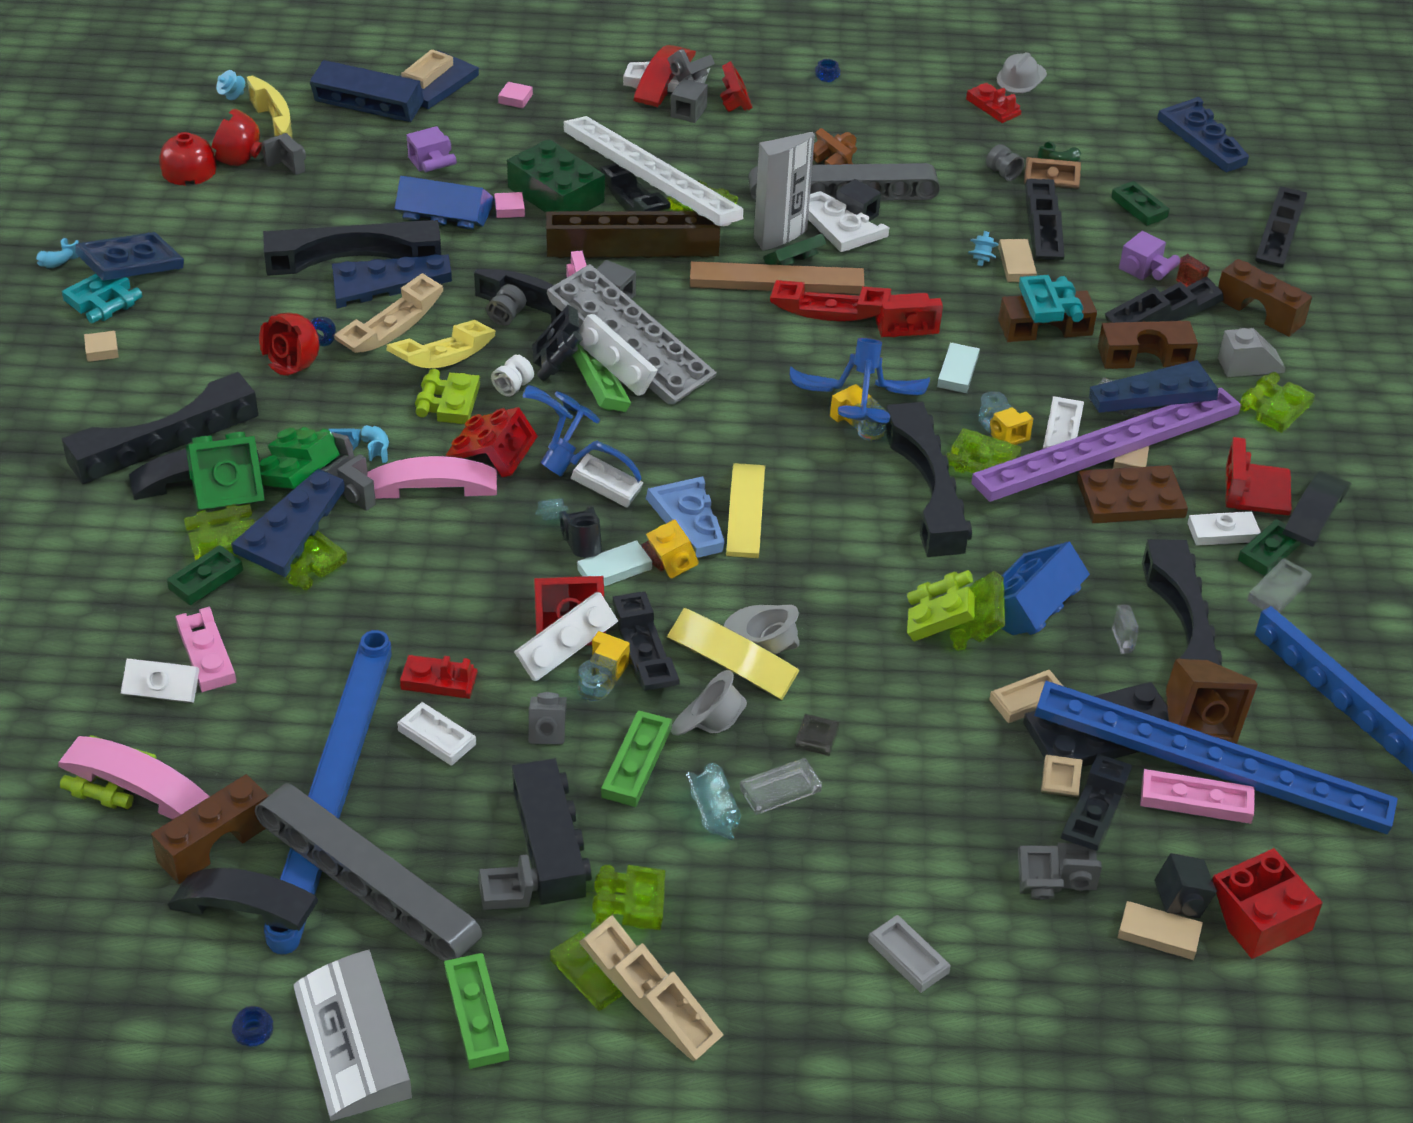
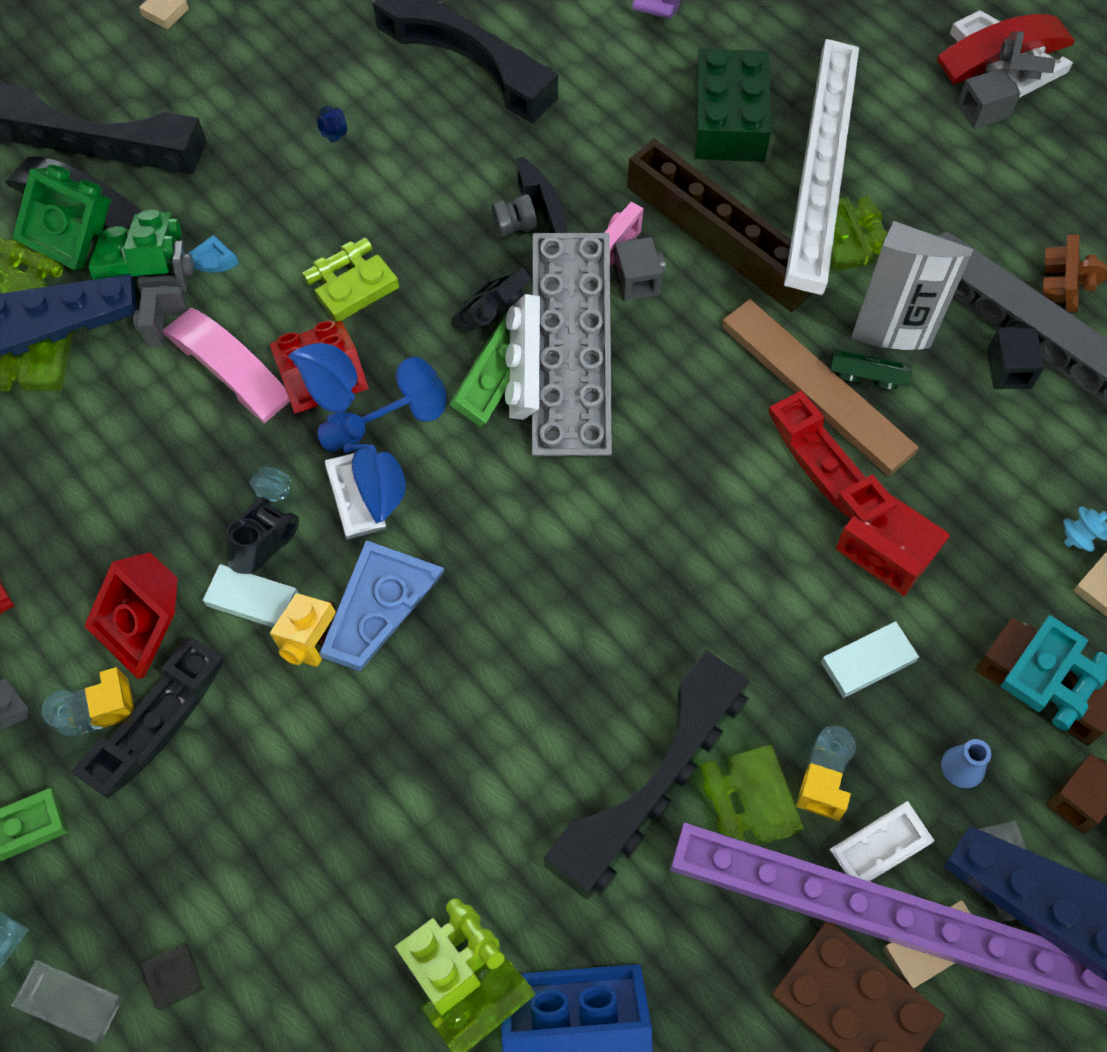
camera: 50 degrees right, 20 degrees up
(289, 342) = (285, 118): red cylinder -> none
(378, 276) = (461, 103): dark blue wing -> none
(378, 442) = (242, 278): medium azure arm -> none
(395, 320) = (401, 158): tan slope -> none
(443, 202) = (601, 56): blue slope -> none
(465, 341) = (397, 226): light yellow slope -> none
(509, 205) = (665, 101): bright pink tile -> none
(510, 377) = (412, 302): white wheel -> none
(565, 636) = (92, 644): white plate -> none
(630, 192) = (782, 192): black slope -> none
(714, 708) = (105, 851): light grey piece -> none
(733, 653) = (205, 858): light yellow slope -> none
(736, 92) = (1060, 117): red plate -> none
(745, 510) = (440, 637): light yellow slope -> none
(767, 626) = (257, 806): light grey piece -> none
(841, 226) = (965, 368): white wing -> none
(852, 397) = (690, 628): leg -> none
(867, 359) = (691, 552): blue plant -> none
(1056, 368) = (966, 763): none -> medium blue cone

